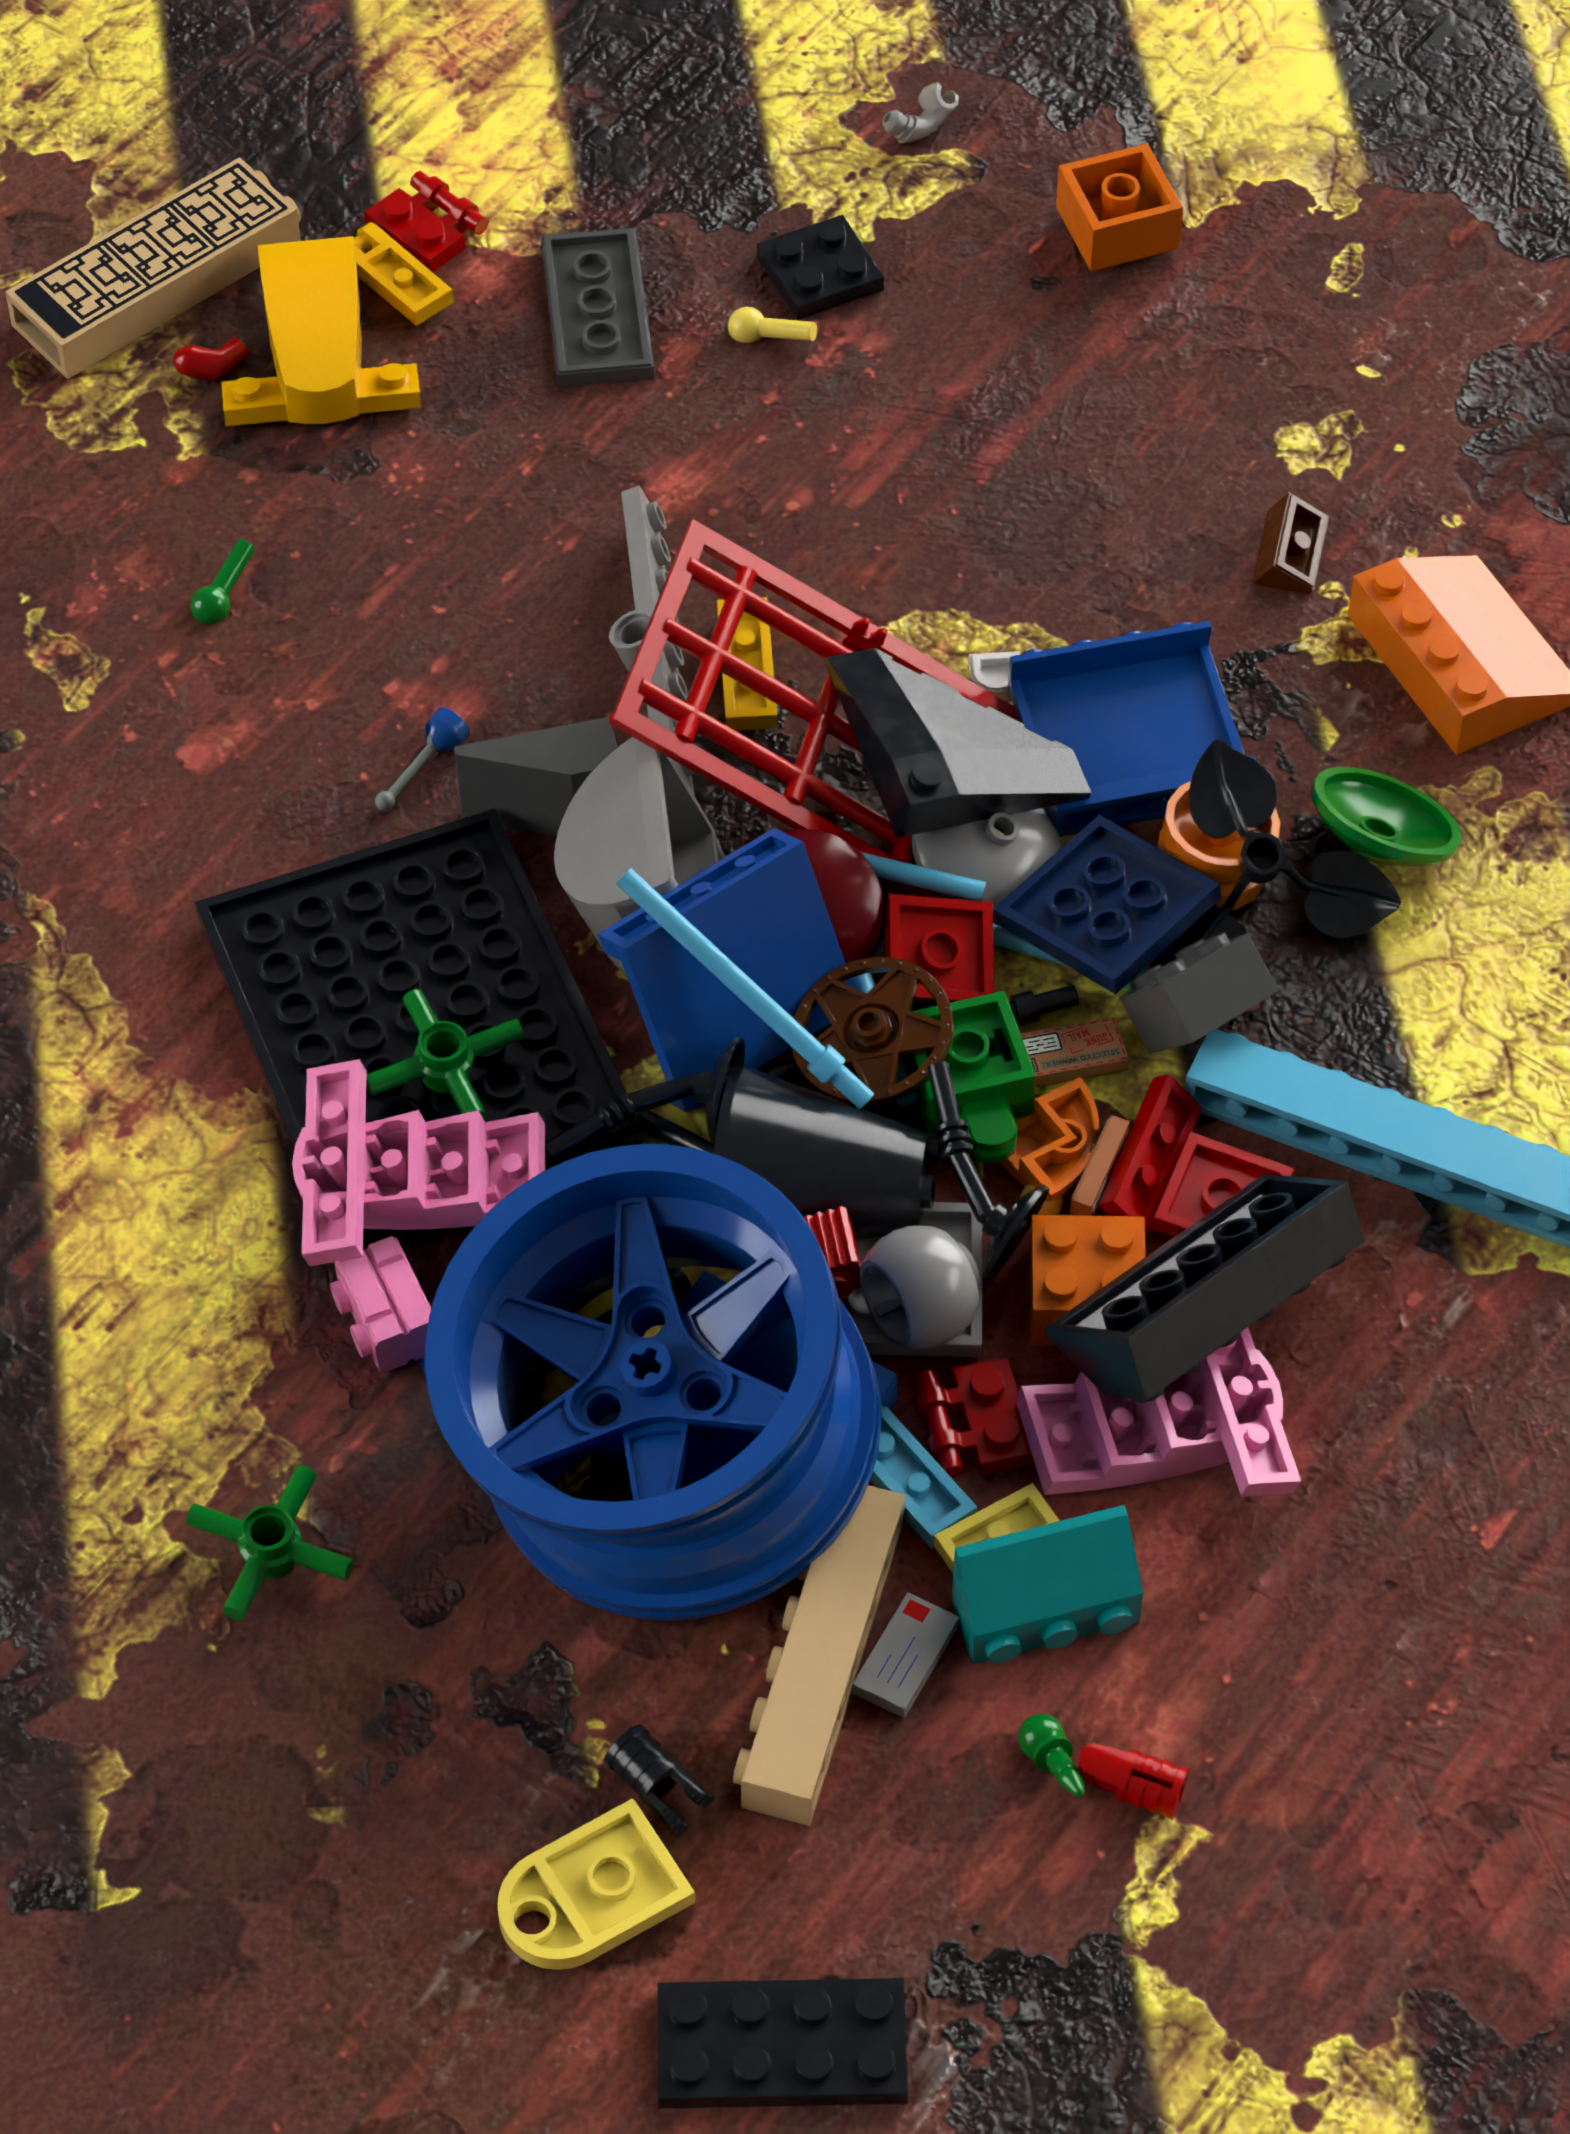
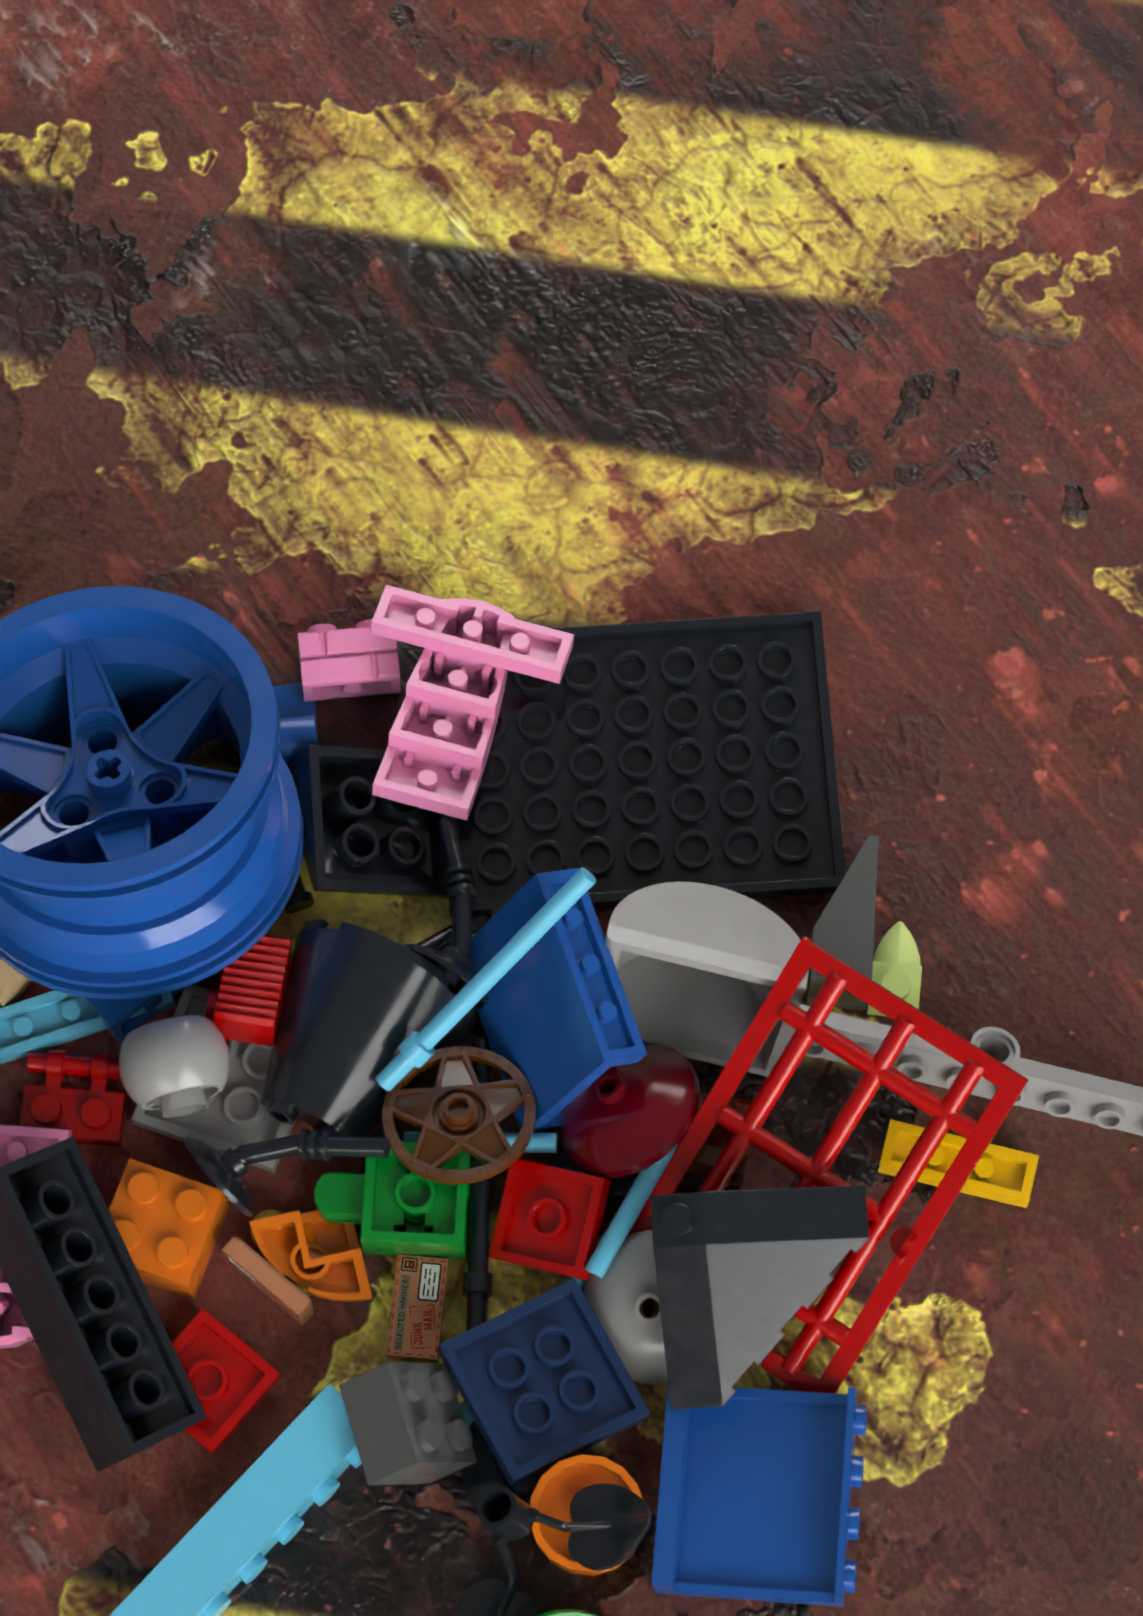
camera: 110 degrees right, 15 degrees up
(273, 1560) = (165, 537): green bar -> none
(439, 1040) = (566, 776): green bar -> none
(442, 734) = (955, 870): hinge -> none
(991, 672) = (884, 1396): white tile -> none
(1151, 1151) = (273, 1332): red plate -> none

